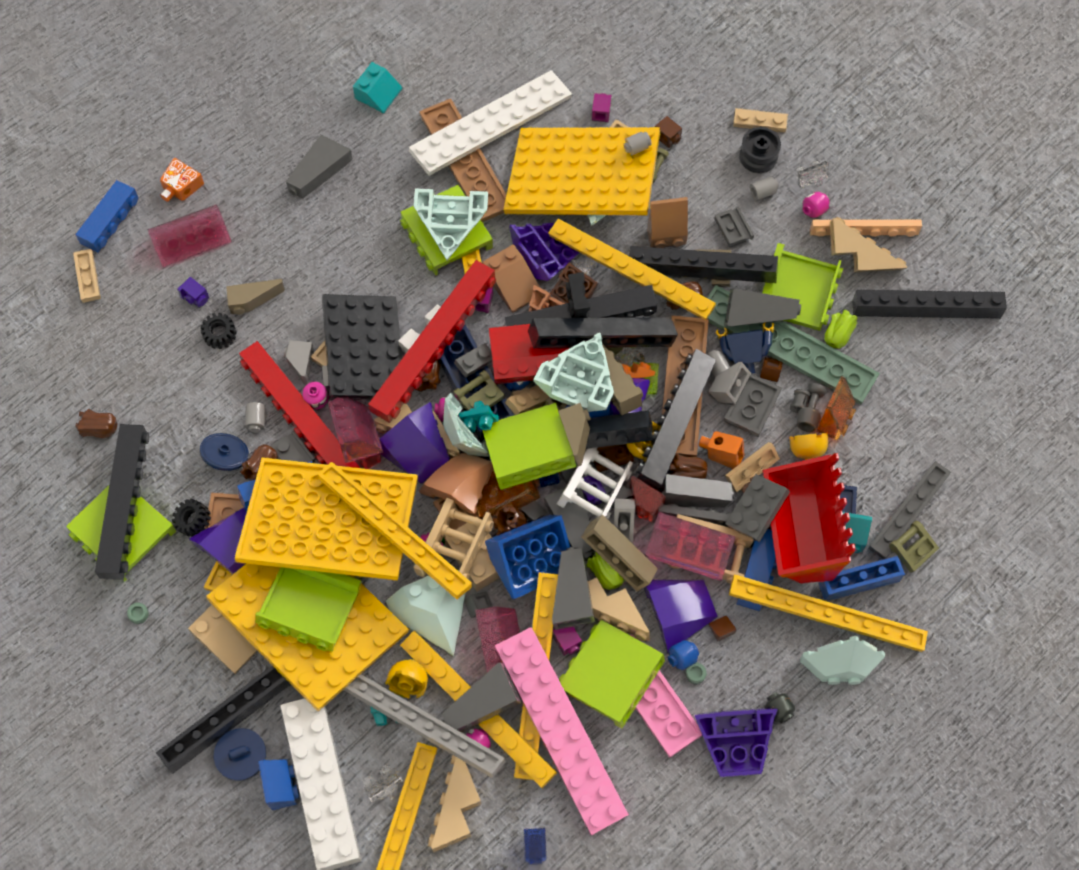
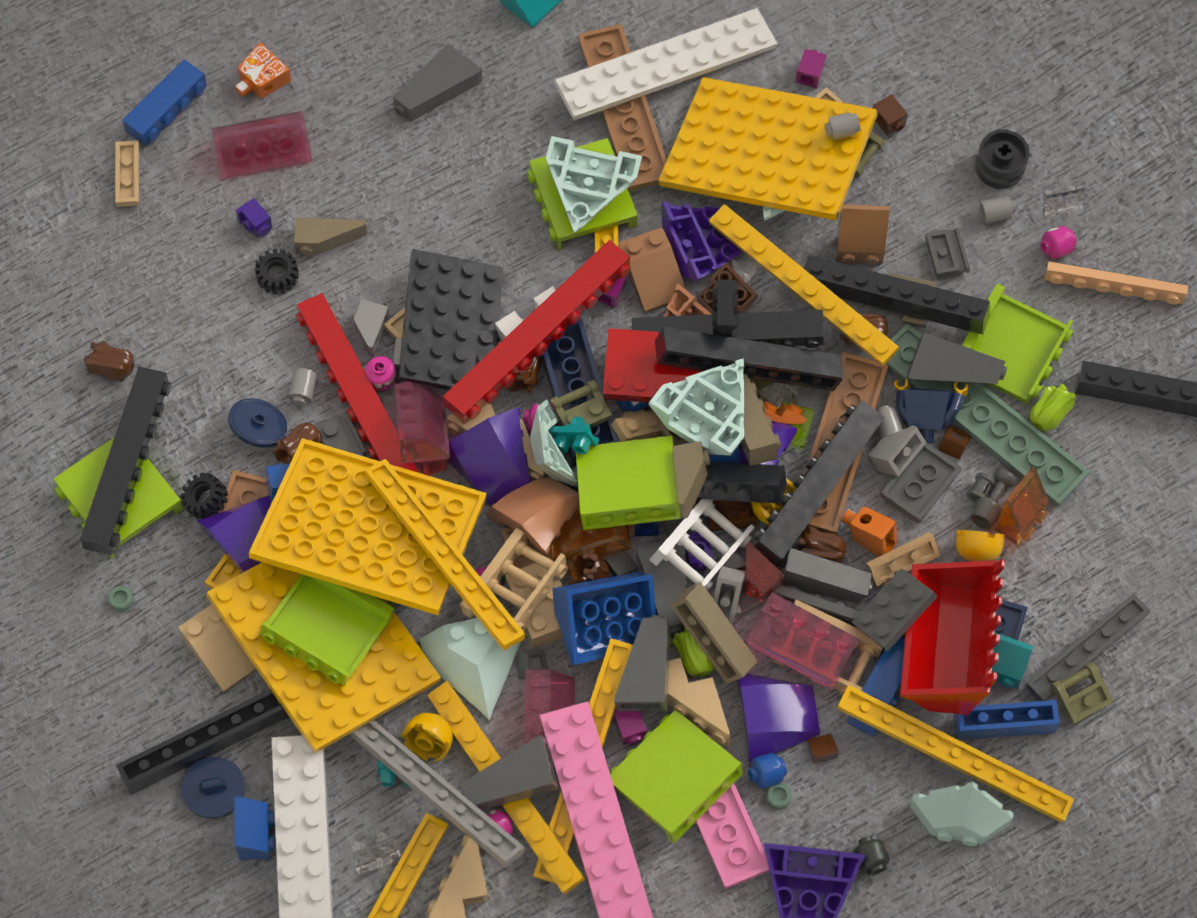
camera: 10 degrees right, 0 degrees up
(474, 360) = (583, 365): dark grey plate -> none
(752, 119) = (1012, 119): tan plate -> none
(865, 253) = (1107, 318): tan slope -> none

